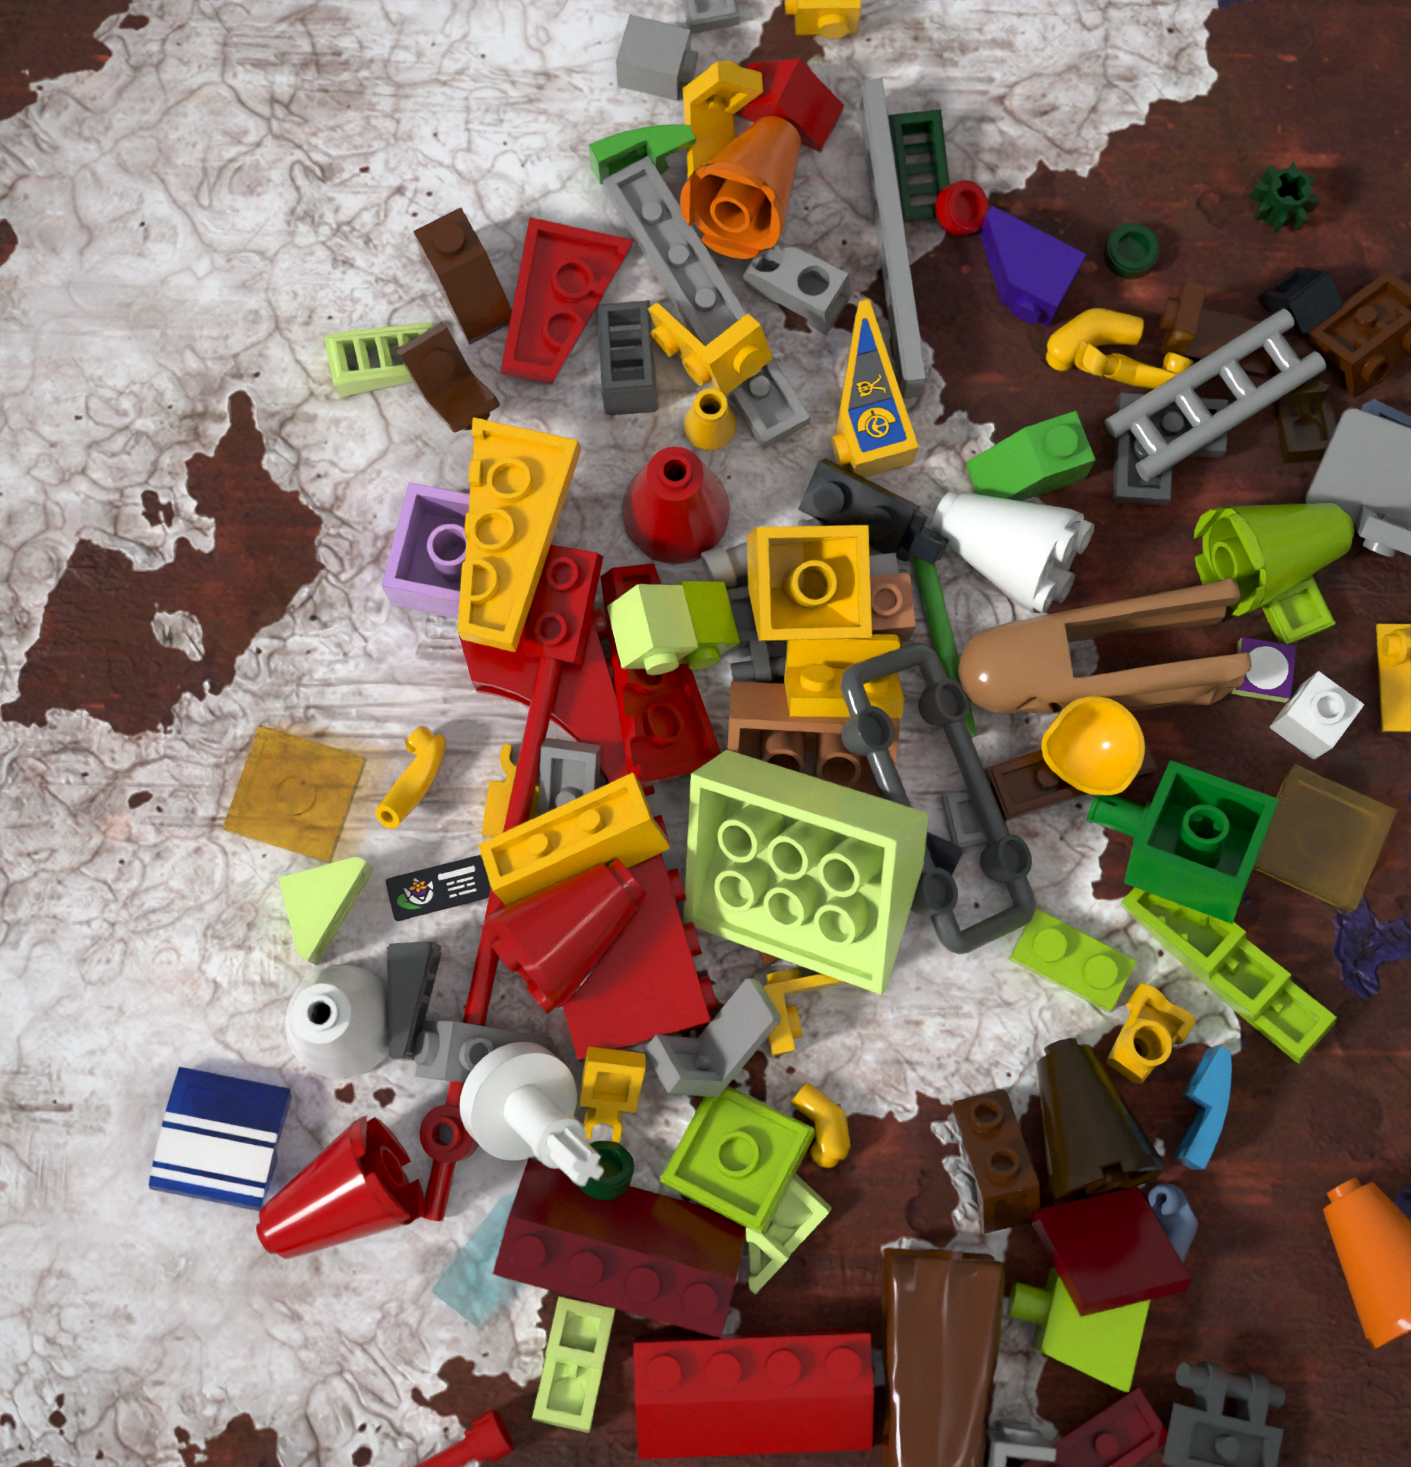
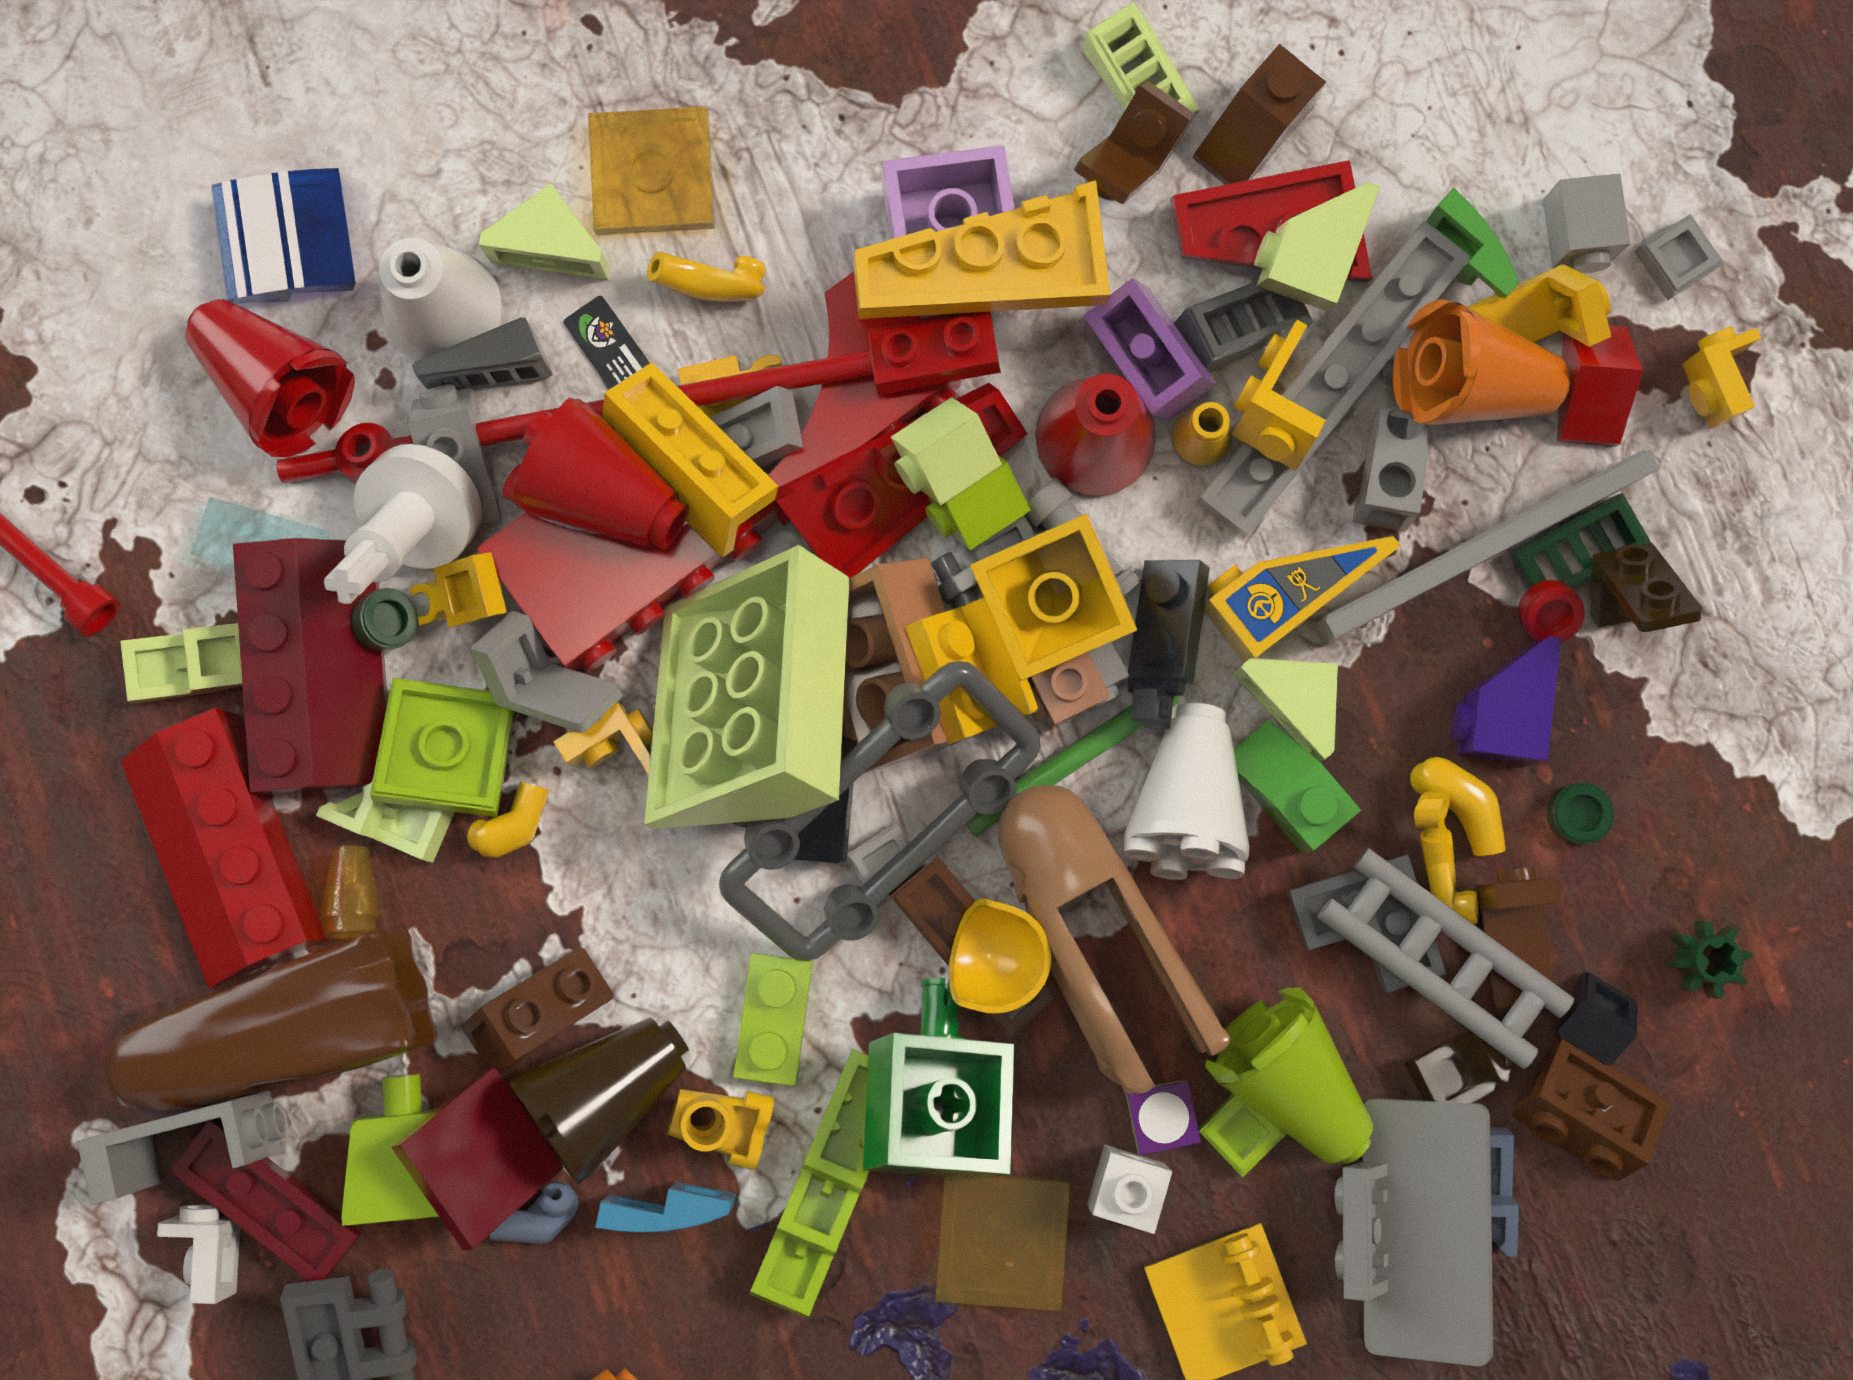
camera: 70 degrees right, 5 degrees up
(596, 268) = (1316, 249): none -> yellowish green slope
(626, 433) = (1150, 350): none -> medium lavender brick
(837, 1288) = (350, 895): none -> clear yellow cone
(962, 429) = (1297, 697): none -> yellowish green slope
(972, 126) = (1640, 588): none -> dark brown bracket

